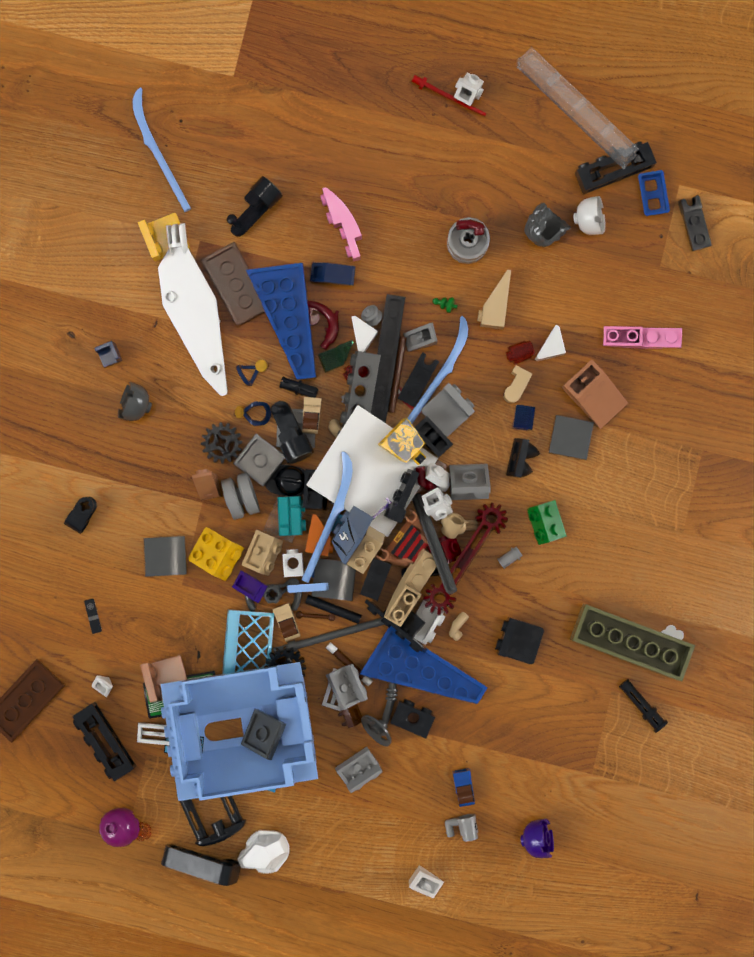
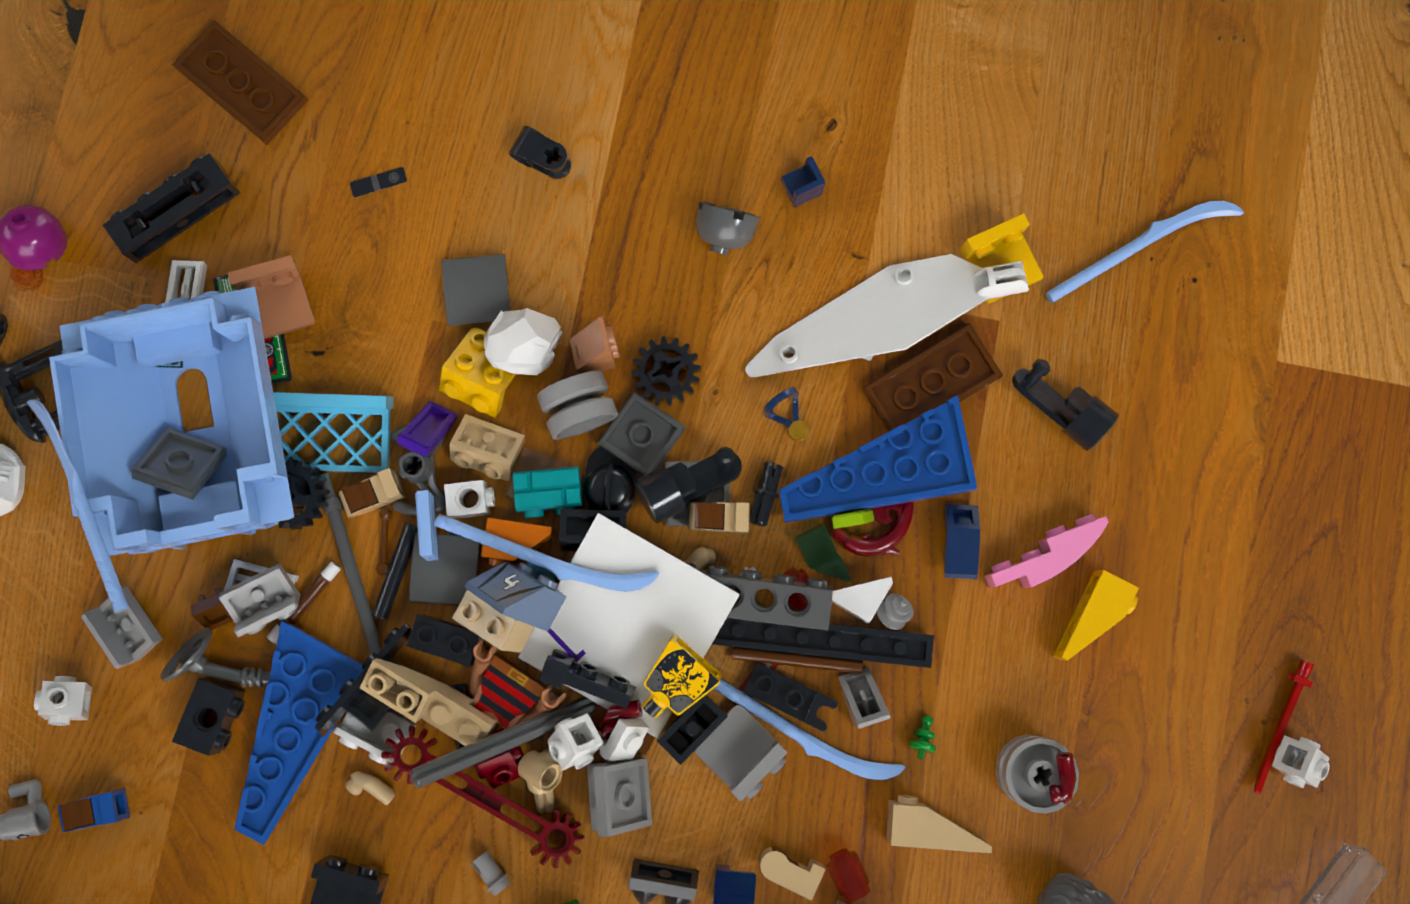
camera: 85 degrees right, 5 degrees down
(102, 685) = (265, 202): white slope -> none
(200, 528) = (522, 341): none -> white helmet
(240, 412) = (721, 401): dark blue piece -> none
(285, 780) = (84, 512): none -> light blue piece
(316, 337) = (853, 518): none -> lime tile
(375, 195) = (1099, 609): none -> yellow slope
(395, 798) = (75, 702): none -> white brick

